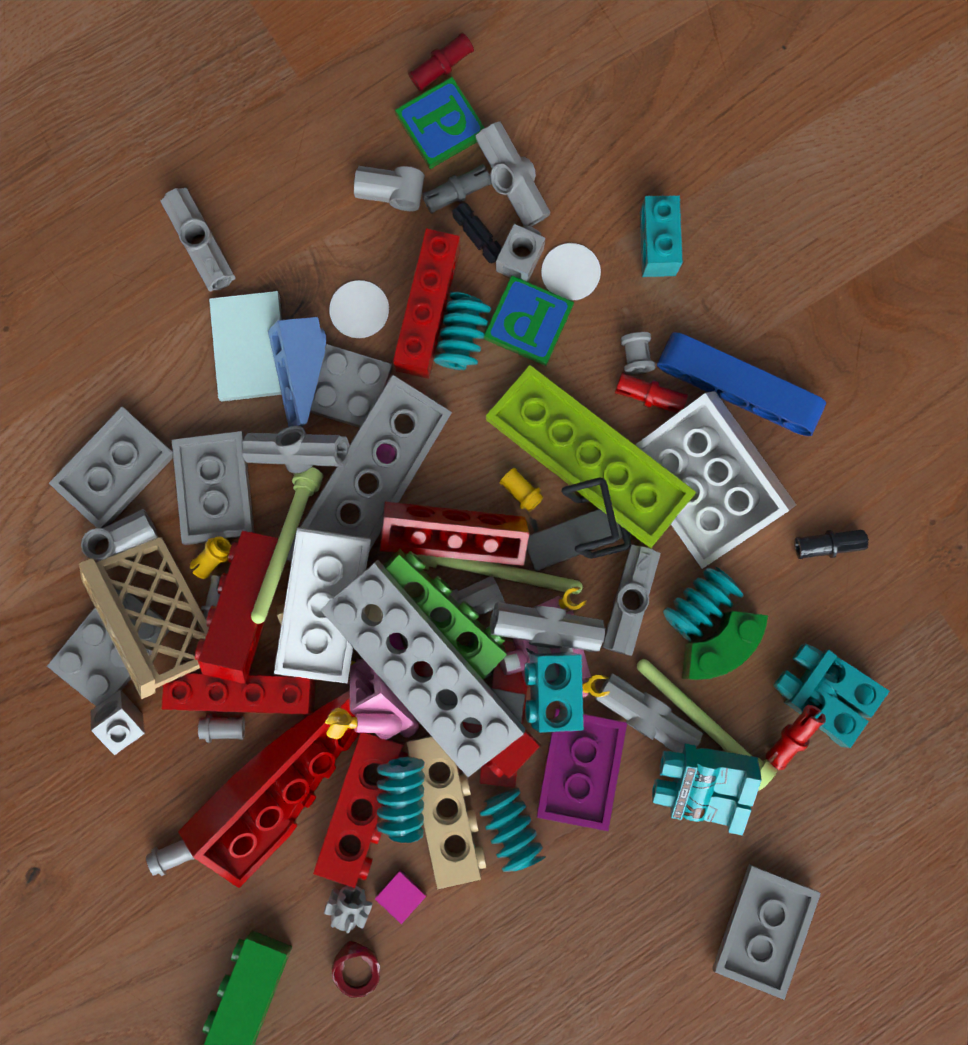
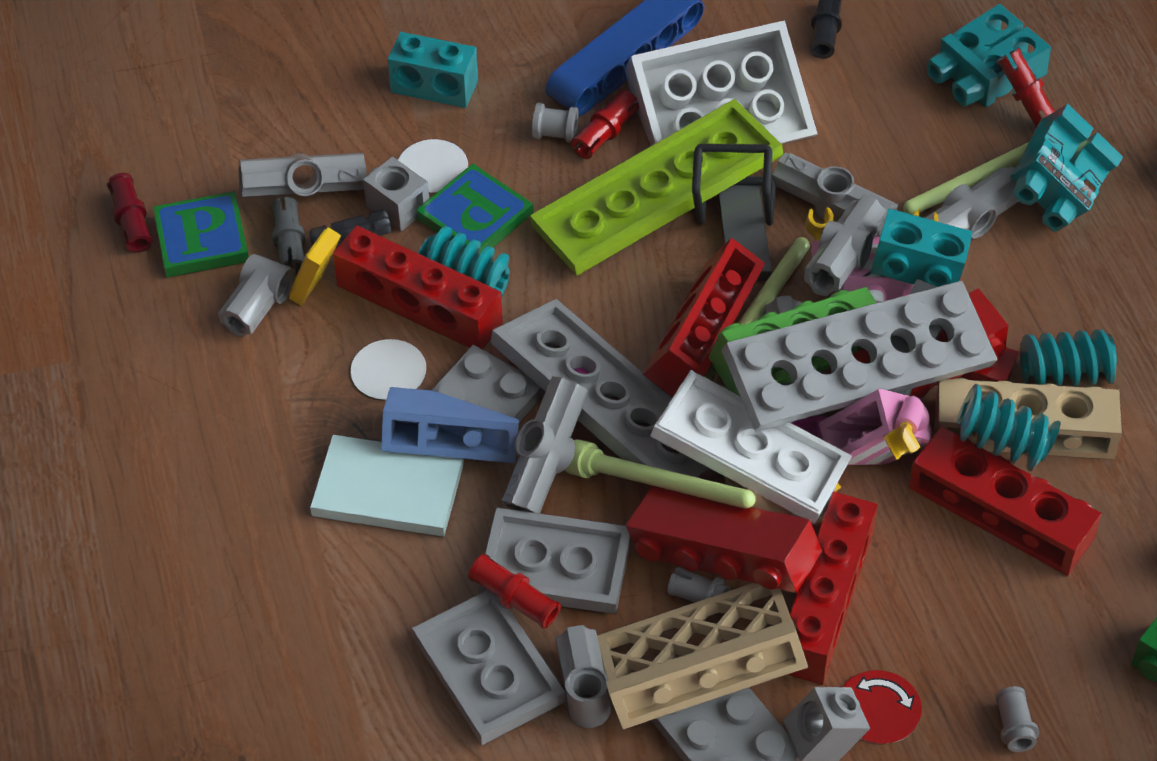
camera: 70 degrees left, 30 degrees down
(164, 468) = (514, 591): none -> red pin
(164, 753) = (888, 705): none -> red sticker
(190, 223) = (209, 502): light grey piece -> none
(215, 552) = (644, 574): yellow pin -> none
(221, 728) = (863, 635): light grey pin -> none
(265, 797) = (979, 615): red wedge -> none
(348, 908) = (1124, 538): light grey gear -> none
(400, 896) = (1122, 493): dark pink tile -> none
(413, 218) = (314, 266): none -> yellow tile
(521, 490) = (675, 260): yellow pin -> none
(582, 773) = (1023, 285): magenta plate -> none
(702, 602) = (859, 134): teal piece -> none
(726, 648) = (911, 125): green brick -> none

